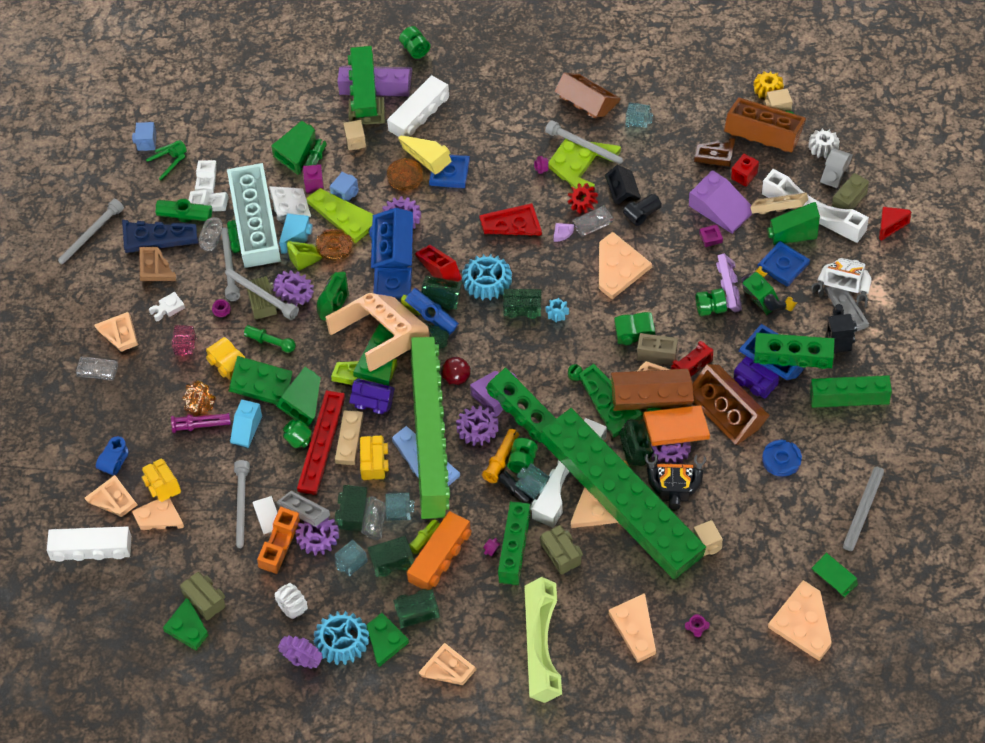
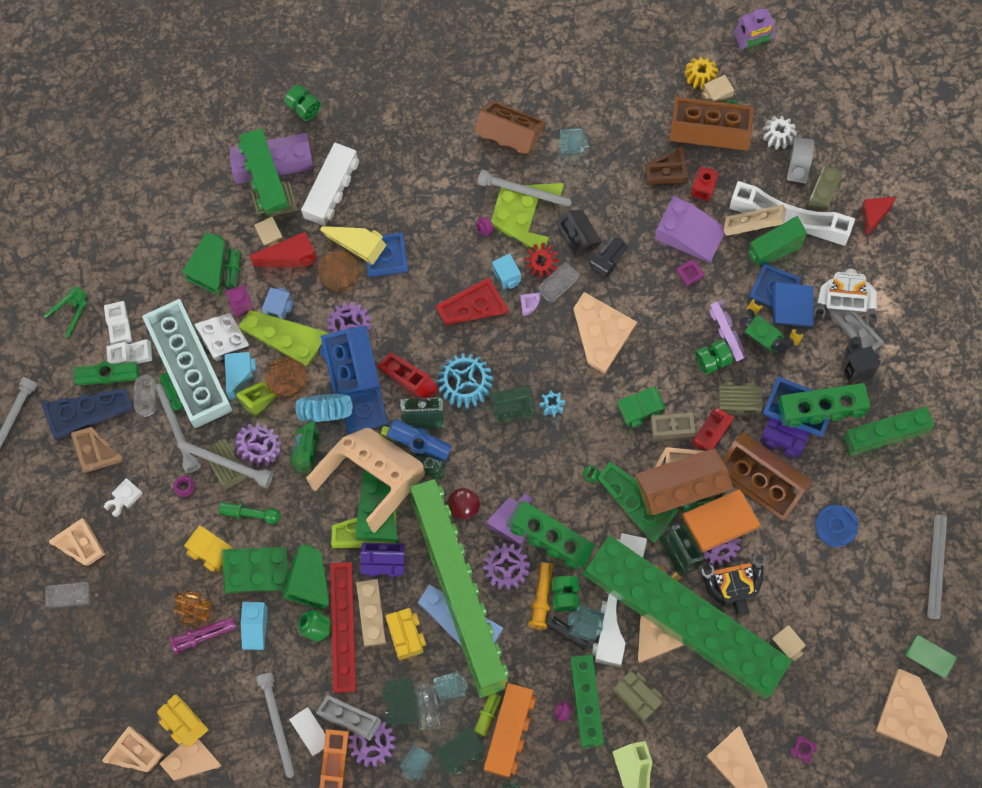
camera: 15 degrees left, 15 degrees up
(112, 456) = (118, 705): blue piece -> none
(145, 136) = (34, 288): medium blue brick -> none
(183, 340) = (154, 538): clear pink brick -> none
(359, 268) = (324, 407): none -> medium azure gear
(365, 152) = (289, 253): none -> red slope
(549, 202) = (506, 272): none -> medium azure brick
(725, 340) = (740, 399): none -> olive brick
(794, 276) = (793, 304): none -> blue tile
(826, 59) = (755, 28): none -> medium lavender torso

